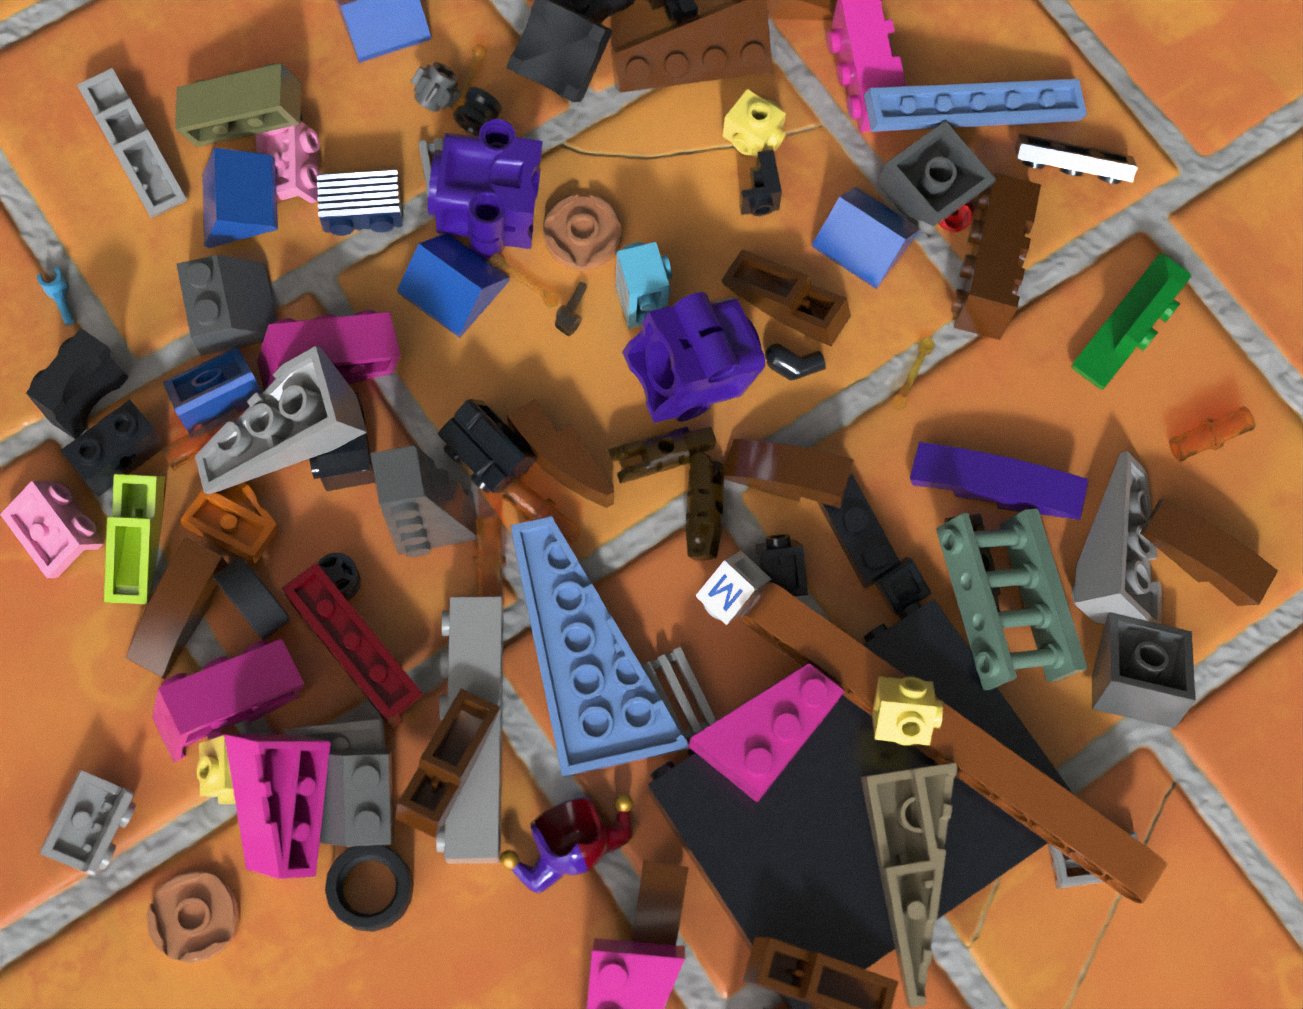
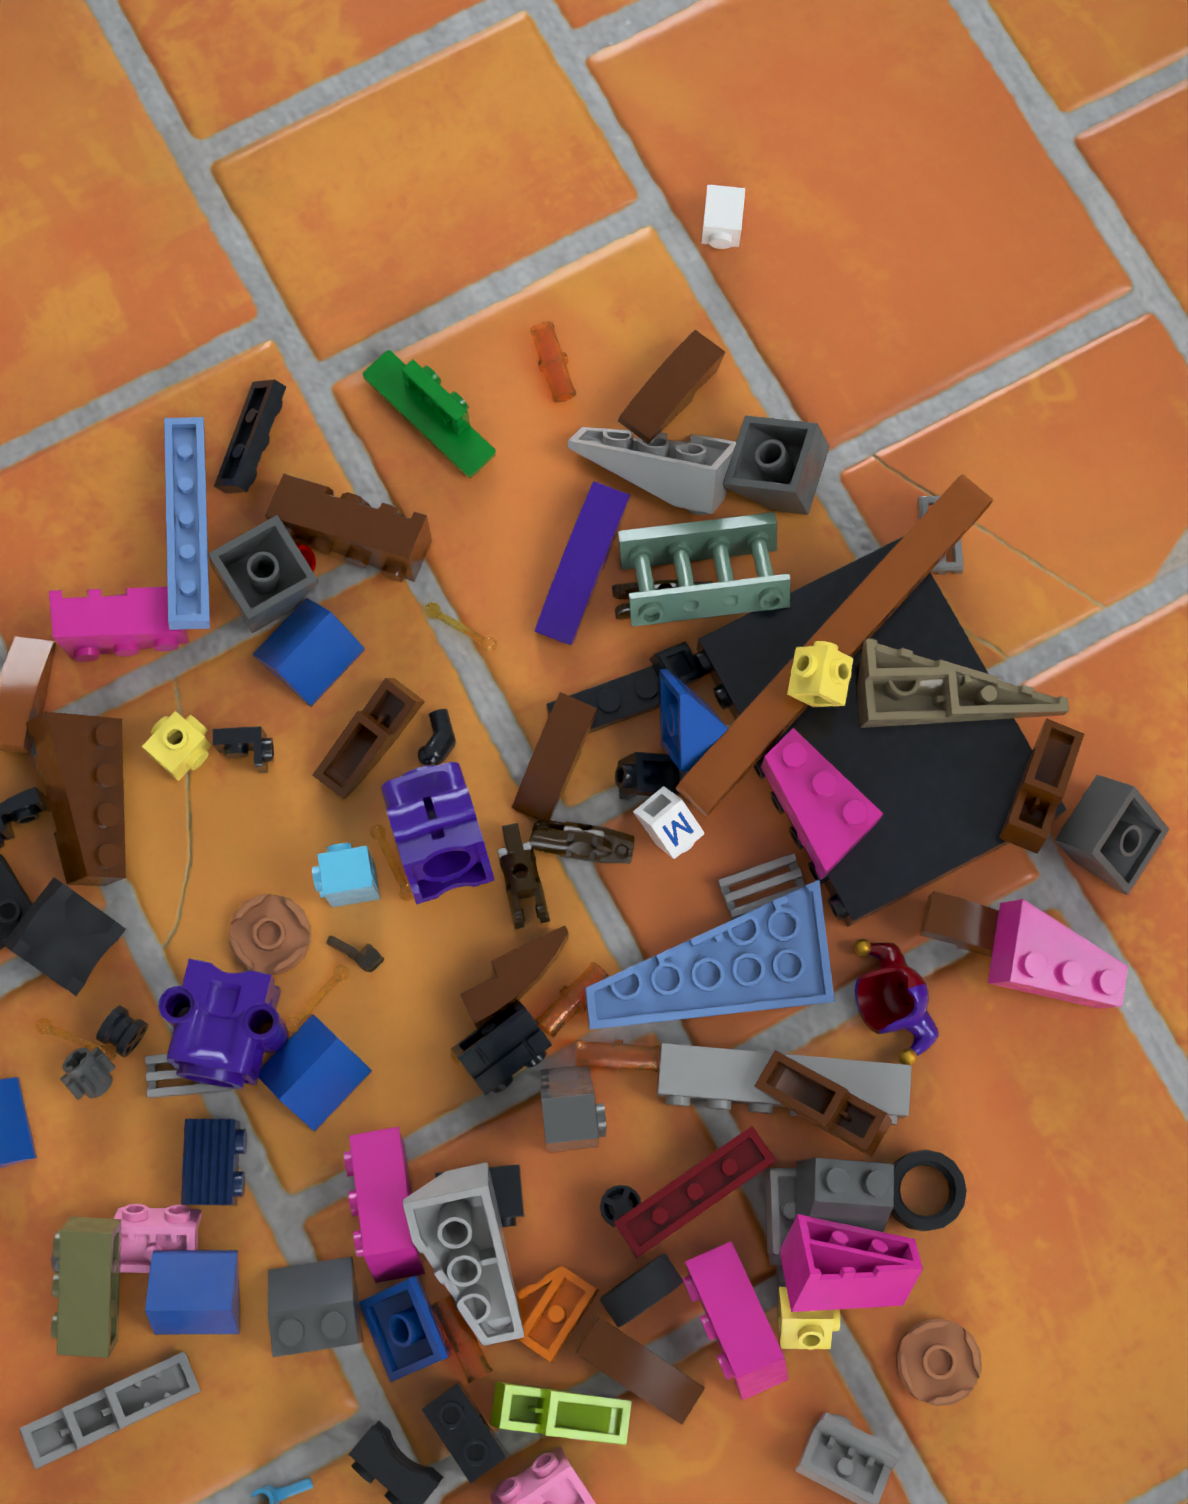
camera: 80 degrees left, 5 degrees up
(847, 593) = (686, 722): none -> blue slope

